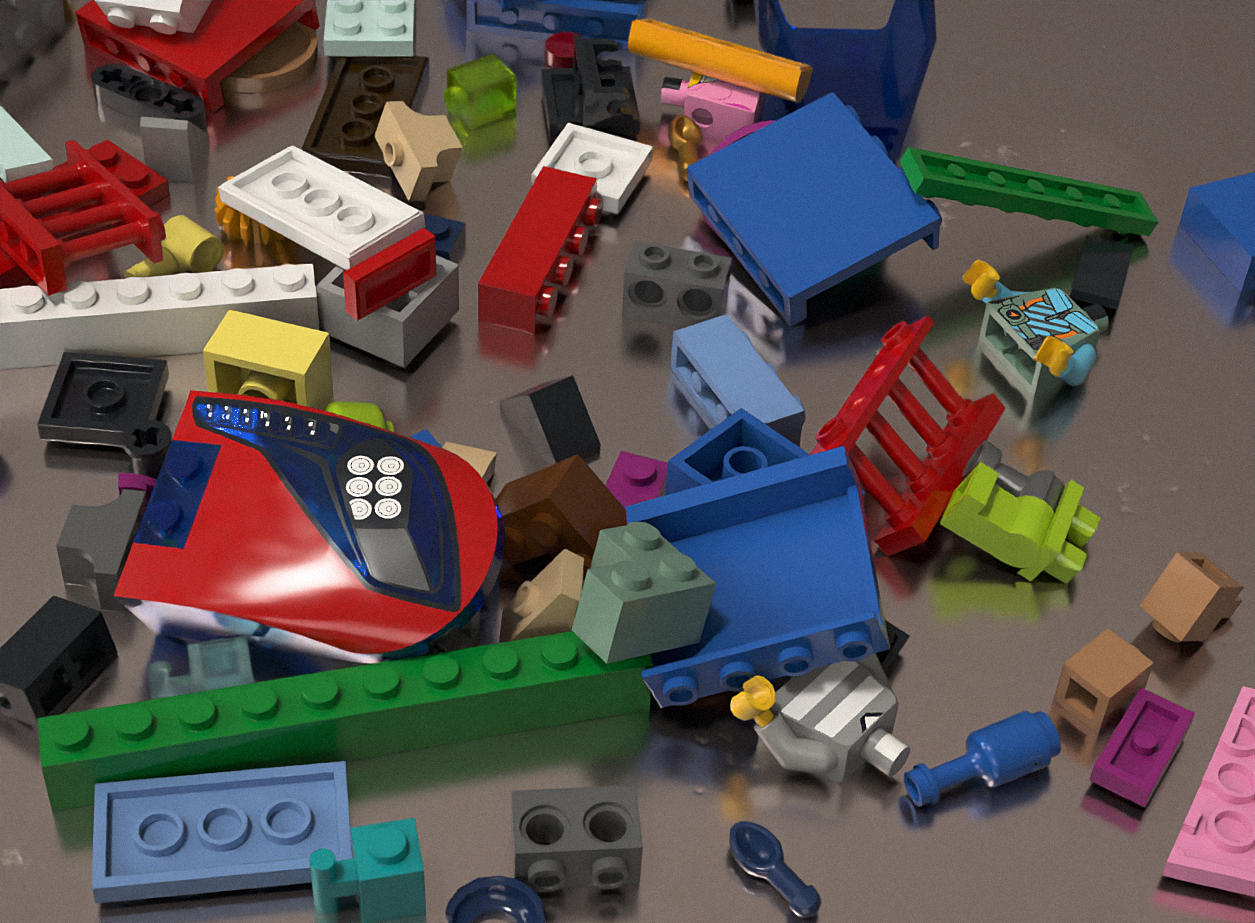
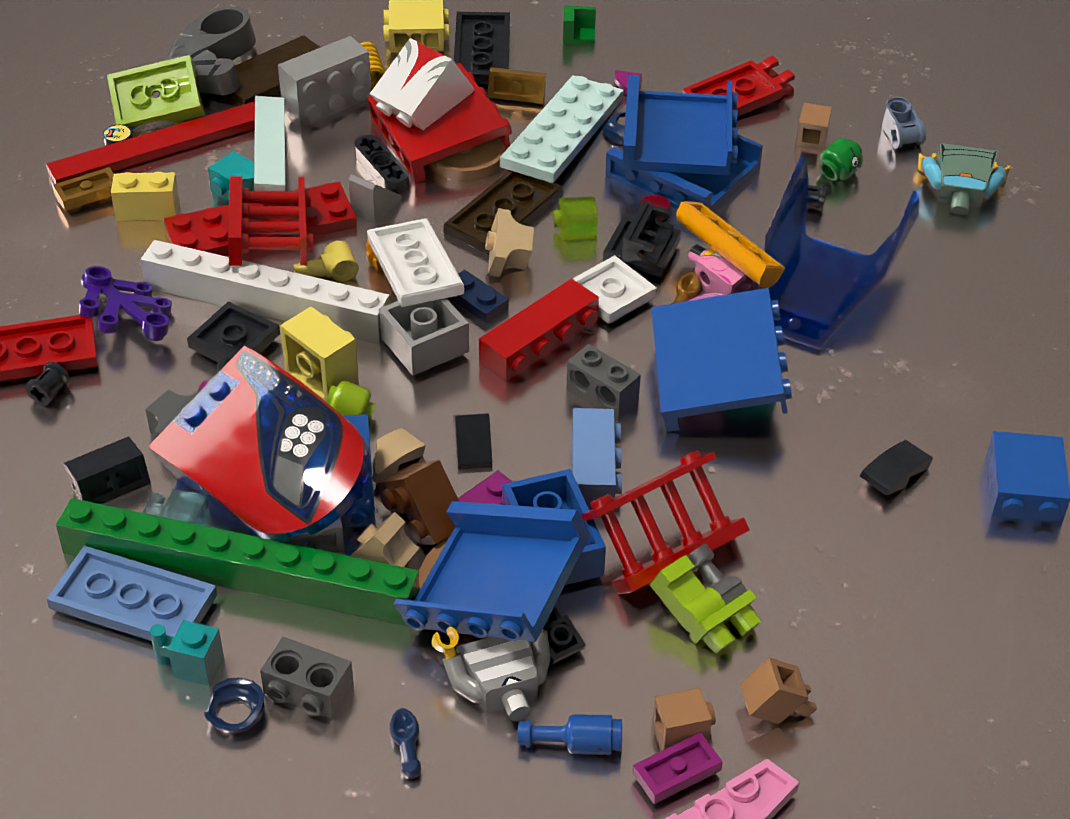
camera: 30 degrees right, 0 degrees up
(390, 274) = (416, 315): red tile -> none
(641, 595) = (417, 557): sand green brick -> none
(1027, 192) = (869, 397): green plate -> none
(1038, 333) = (815, 490): torso -> none

